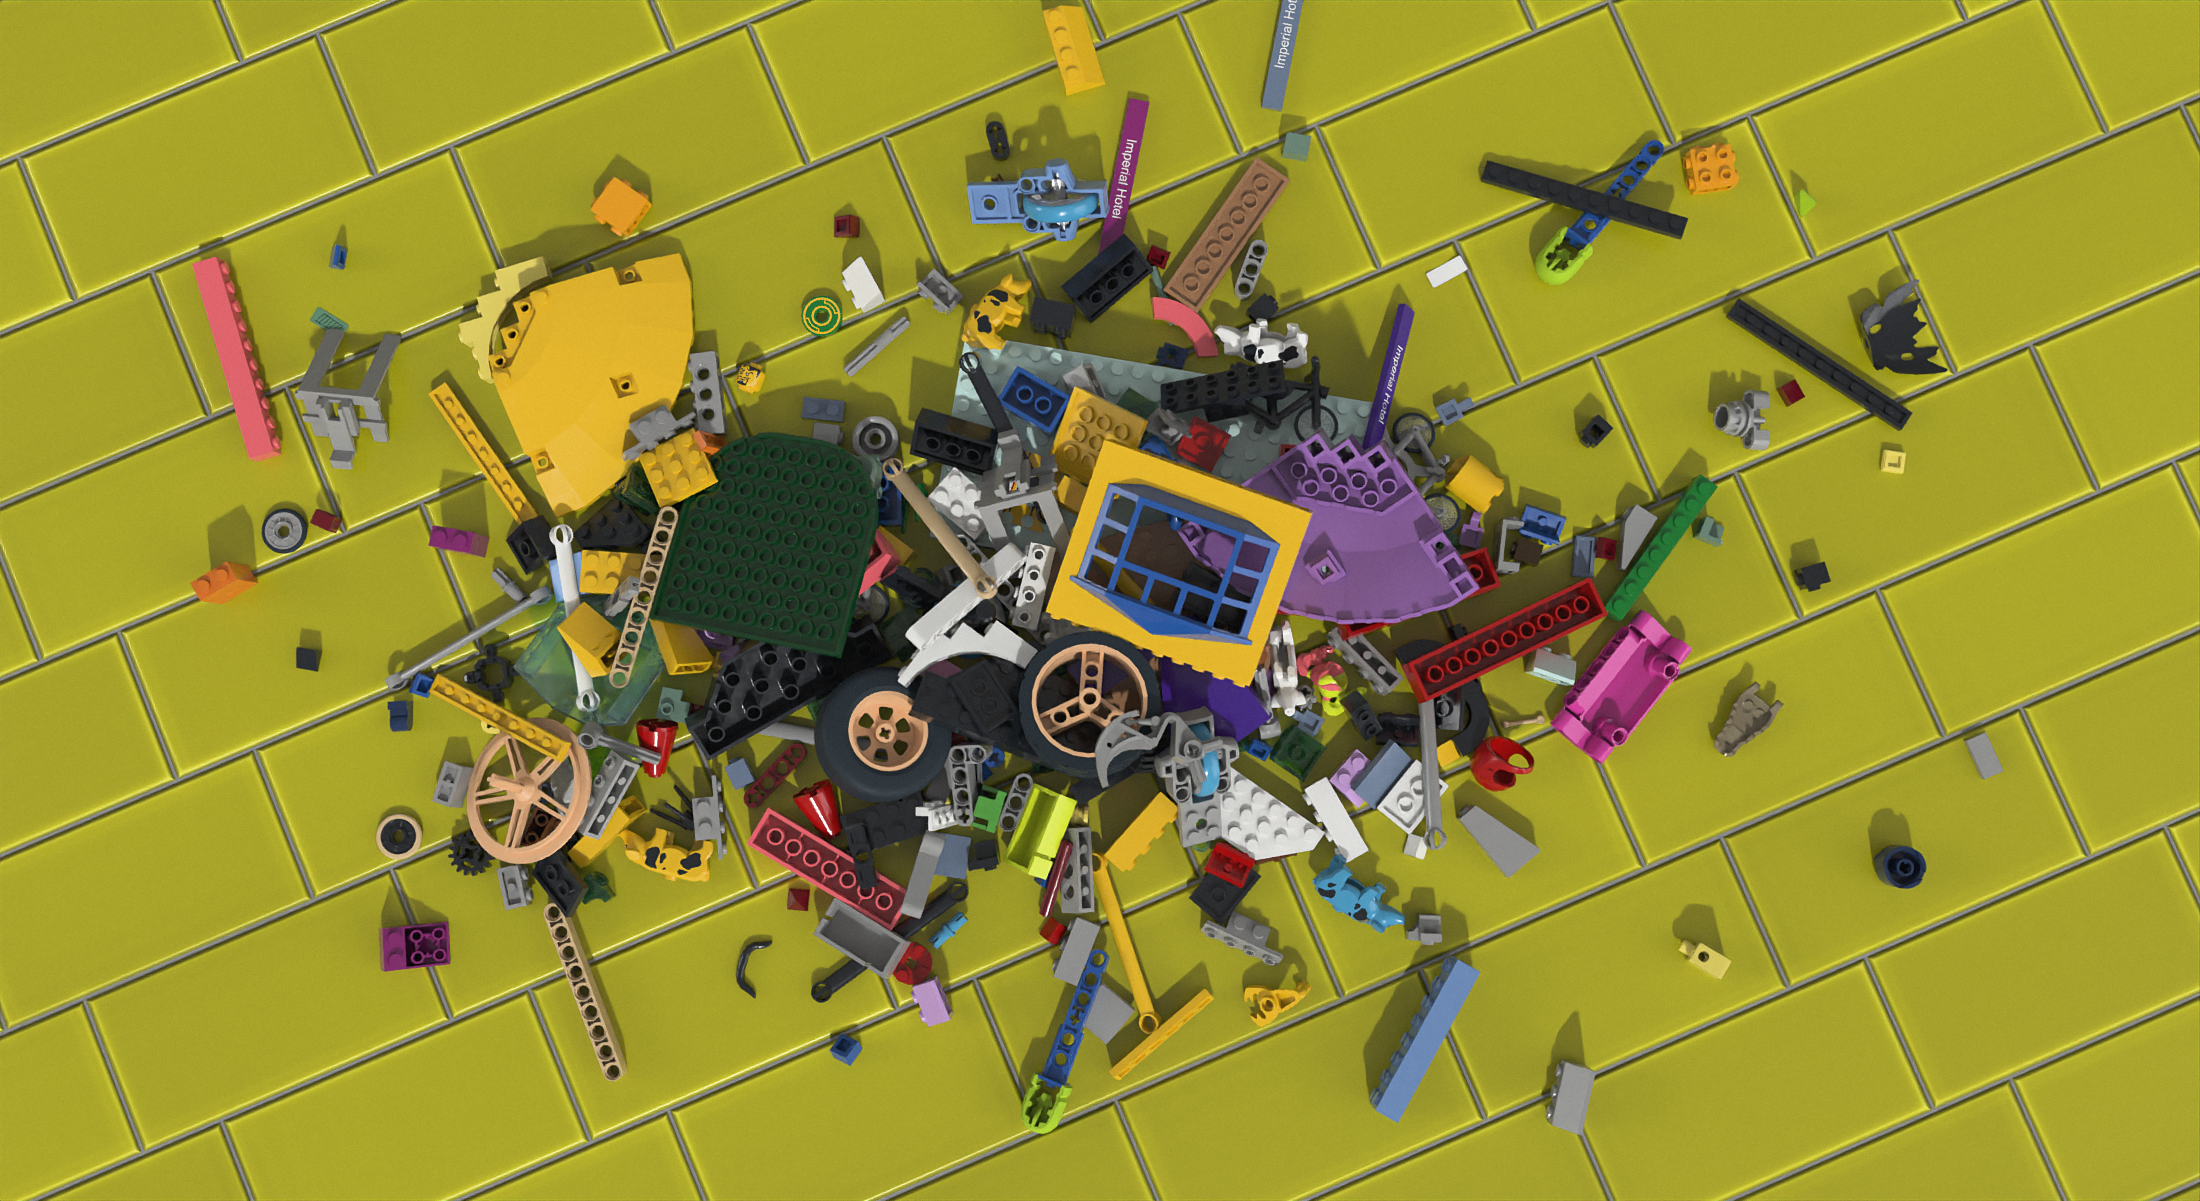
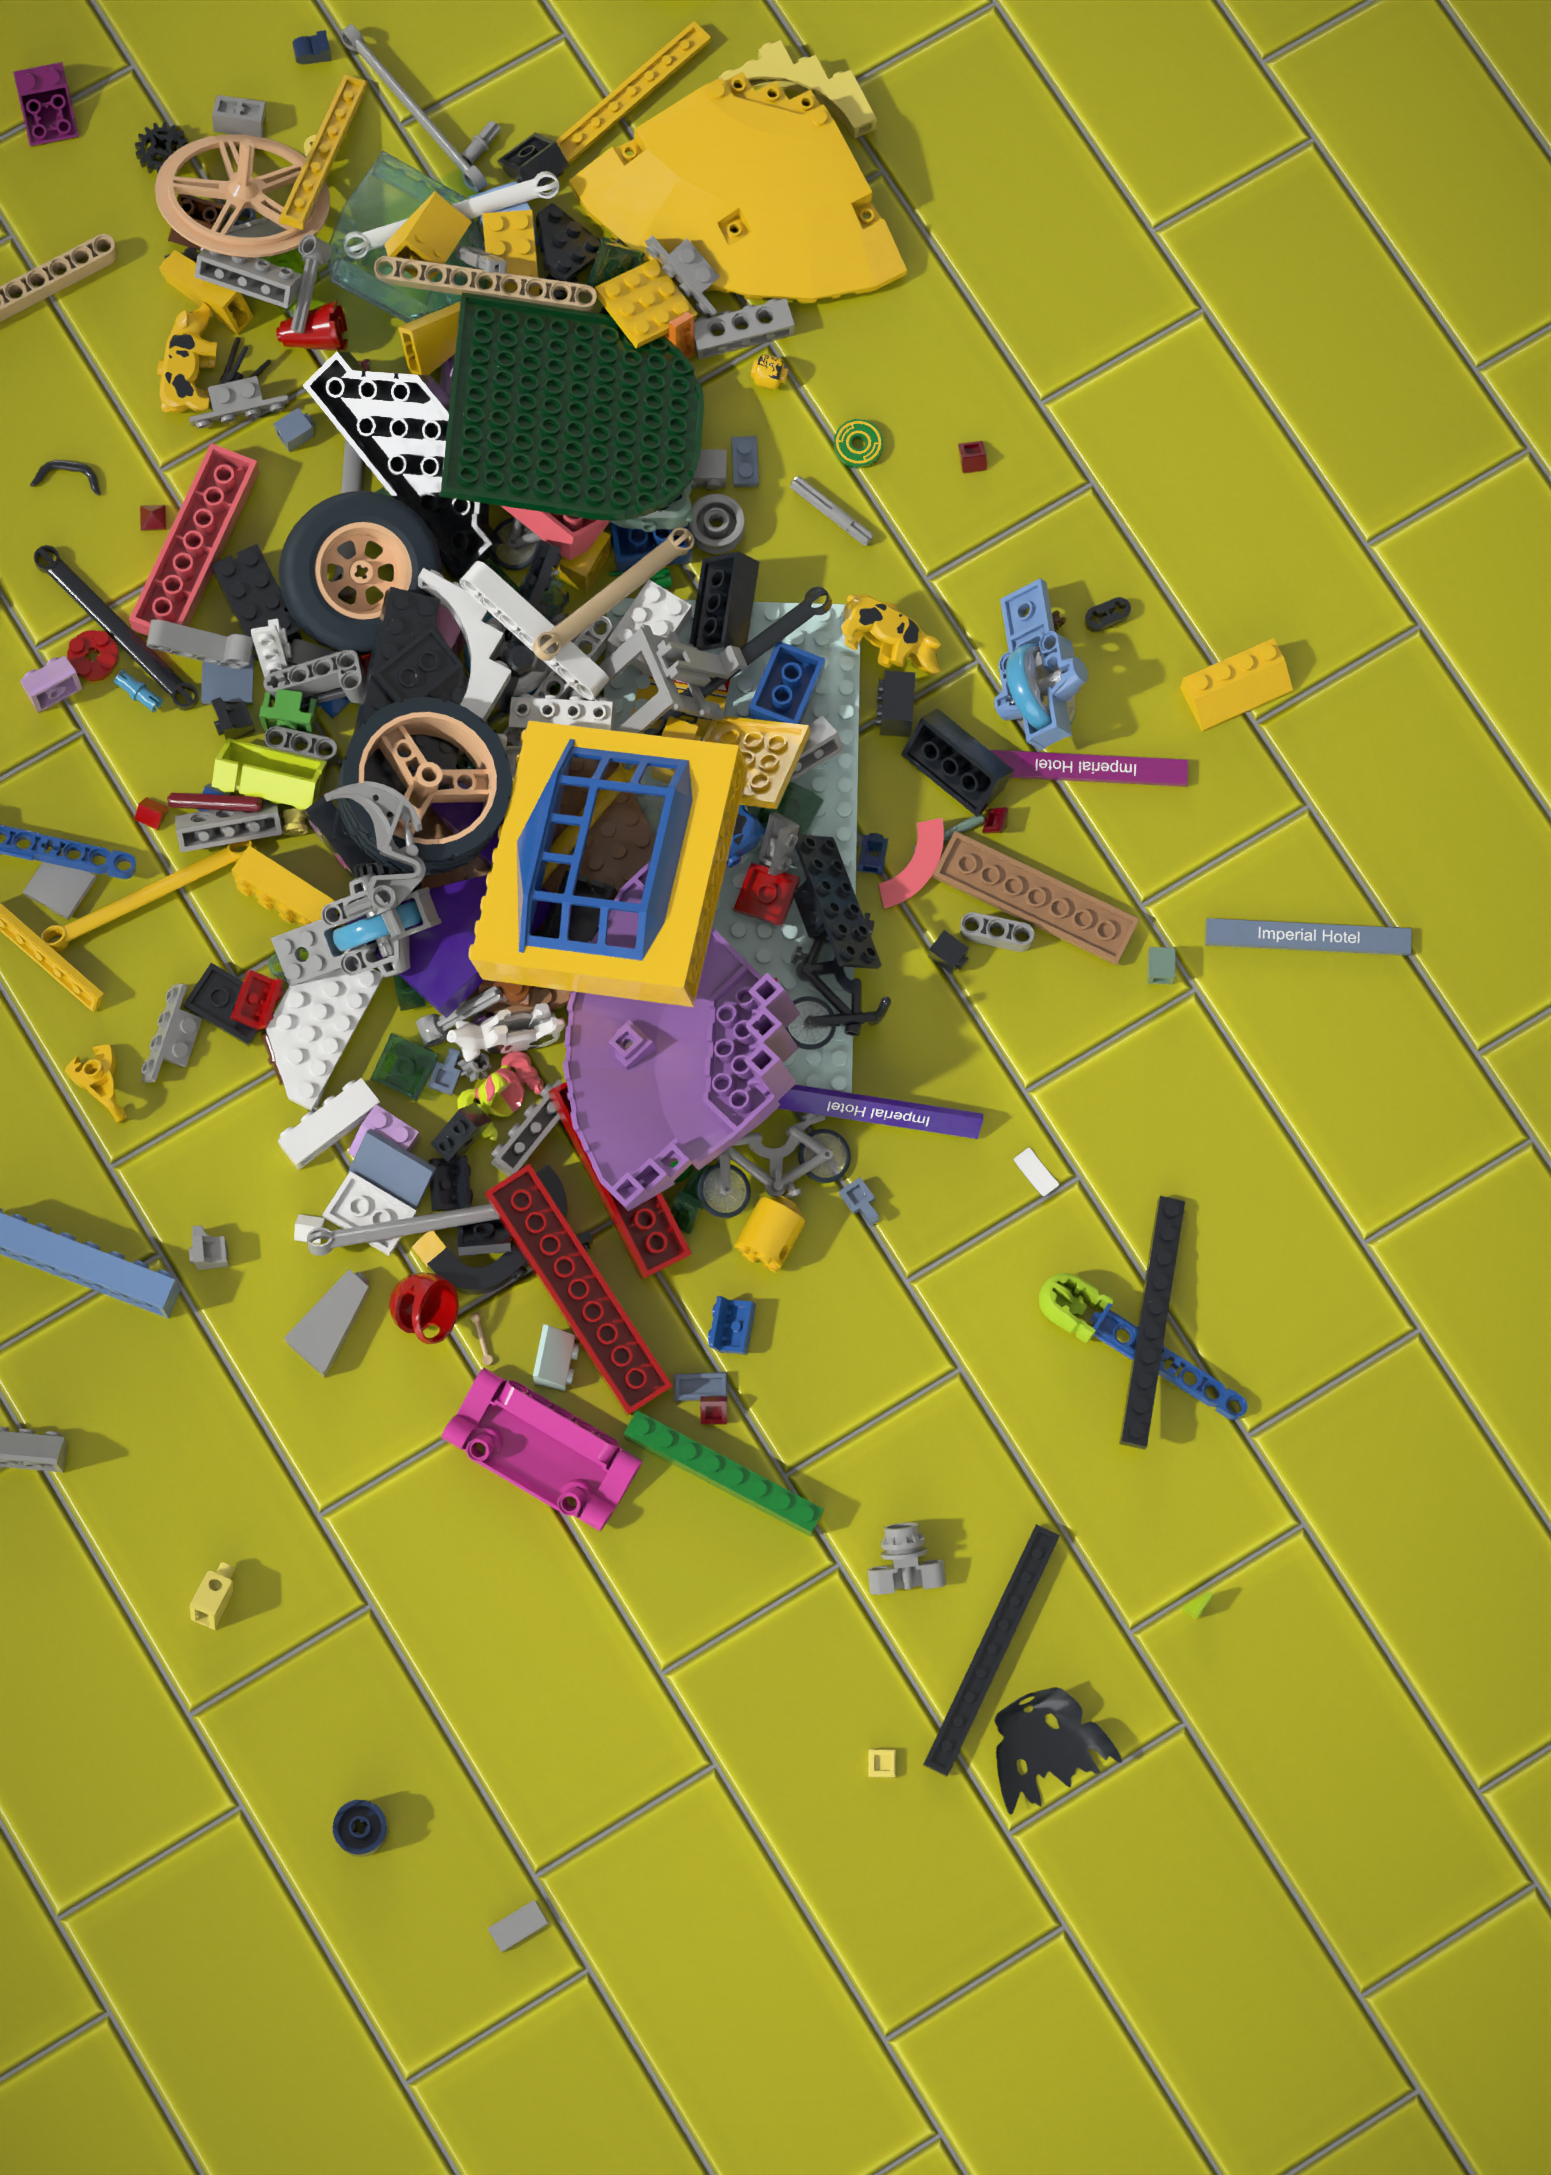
camera: 75 degrees right, 10 degrees down
(412, 836) = (173, 82): wheel -> none
(422, 685) = (351, 65): blue slope -> none
(458, 541) = (523, 77): magenta brick -> none
(479, 676) = (368, 126): black piece -> none
(515, 886) = (129, 201): light grey bracket -> none
(561, 882) = (140, 246): black plate -> none
(598, 888) = (139, 287): clear green brick -> none
(620, 206) = (951, 197): light orange brick -> none
(673, 705) = (364, 340): sand green brick -> none
(777, 777) = (299, 467): dark red beam -> none
(820, 808) = (263, 522): red cone -> none
(862, 938) = (113, 590): light grey piece -> none
(863, 286) = (901, 483): white slope -> none
(864, 869) = (229, 564): black piece -> none
(940, 292) = (908, 572): light grey bracket -> none
(997, 758) = (349, 718): blue wheel -> none
(1075, 950) = (132, 837): light grey brick -> none
(1260, 749) = (405, 1023): blue slope -> none
(1264, 346) = (902, 957): white animal -> none
(1354, 898) = (235, 1156): dark azure animal -> none
(1471, 534) = (707, 1242): medium lavender plate -> none
(1500, 566) = (696, 1272): light grey panel -> none
(1525, 552) = (694, 1311): dark brown brick -> none
(1599, 427) = (870, 1376): black brick -> none
(1632, 532) = (741, 1441): light grey slope -> none
(1709, 532) = (755, 1539): sand green panel -> none
(1710, 169) = (1221, 1479): light orange brick -> none
(1746, 720) = (523, 1612): dark tan animal -> none
(1790, 393) = (950, 1621): dark red slope -> none
(1812, 576) = (716, 1673): black brick -> none

